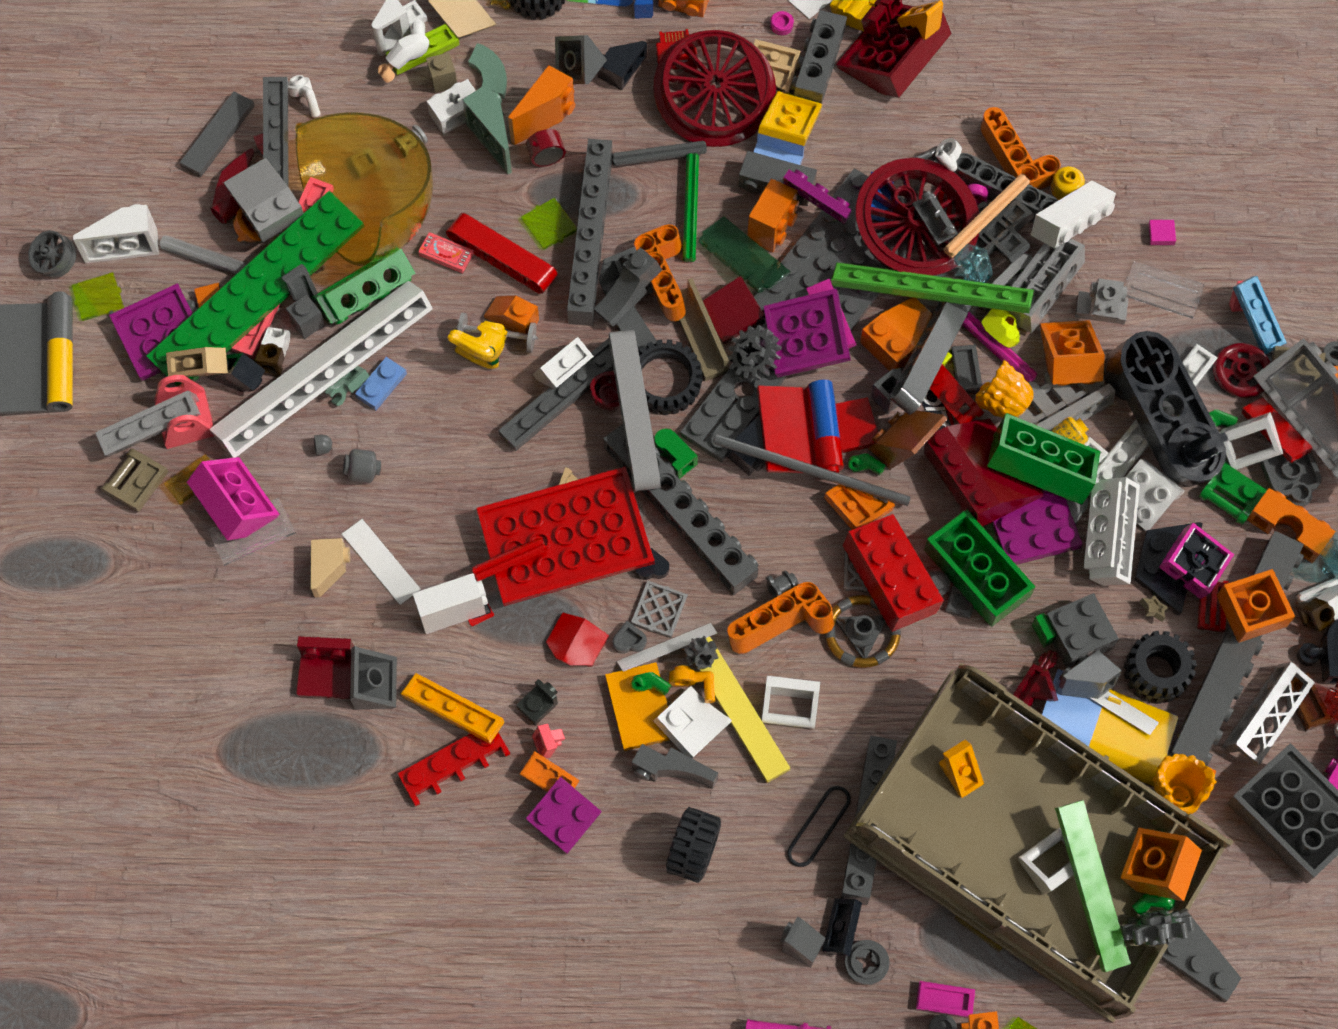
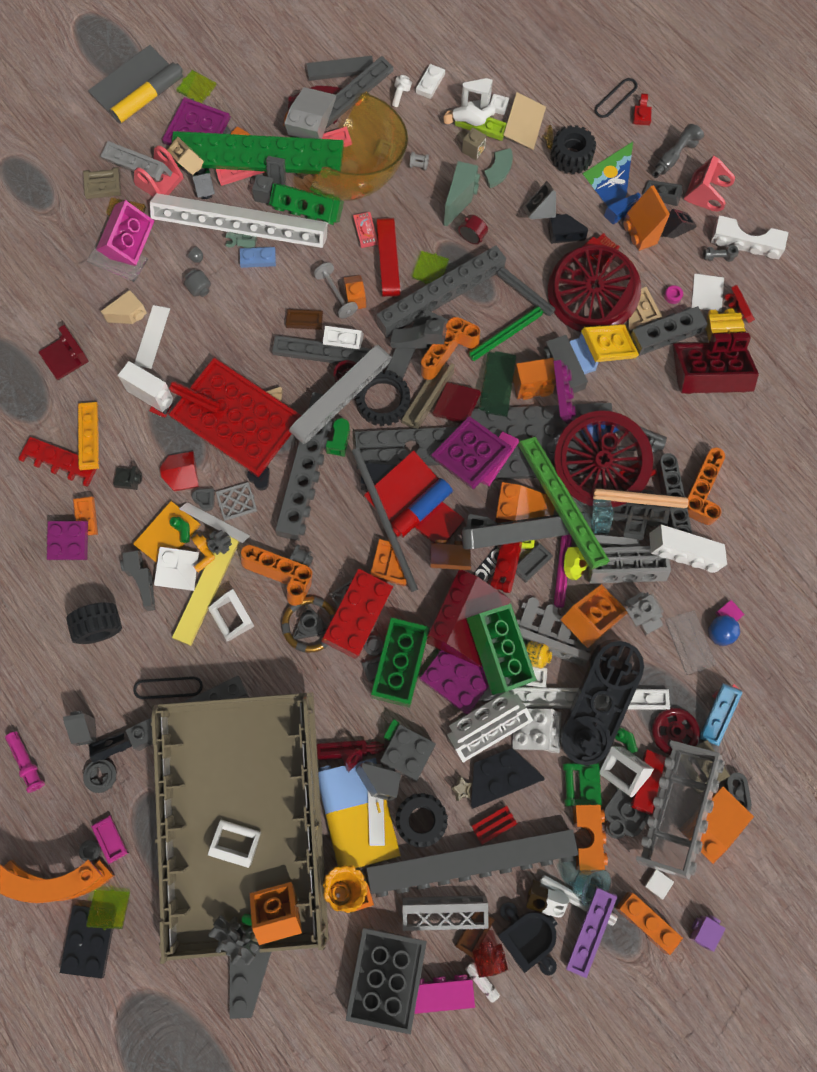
camera: 50 degrees right, 5 degrees up
(52, 254) = (199, 46): dark grey wheel -> none
(118, 236) = (235, 66): white slope -> none
(201, 254) = (260, 112): light grey axle -> none
(273, 351) = (231, 189): dark brown leg -> none
(319, 59) = (430, 81): none -> white plate
(373, 679) = (73, 381): dark grey slope -> none
(448, 108) = (450, 160): white brick -> none
(483, 349) = (318, 289): yellow hair -> none
(500, 389) = (304, 319): none -> reddish brown tile
(543, 105) = (496, 207): orange slope -> none
(547, 740) = (106, 499): coral tile -> none
(754, 353) = (433, 433): dark grey gear -> none
(864, 462) = (420, 547): green arm -> none
(924, 17) = (742, 366): light orange slope -> none
(935, 218) = (609, 468): dark grey hinge -> none
(948, 152) = (662, 446): white plate -> none
(962, 768) = (247, 744): light orange slope -> none
(979, 192) = (655, 483): dark pink tile -> none
(1005, 393) = (527, 595): light orange hair -> none
(1066, 181) = (711, 530): yellow head -> none
(1092, 886) = (230, 878): tile -> none
(1176, 249) = (724, 630): none -> blue hair
(1196, 560) = (510, 793): piece -> none
(1255, 605) = (503, 852): orange brick -> none

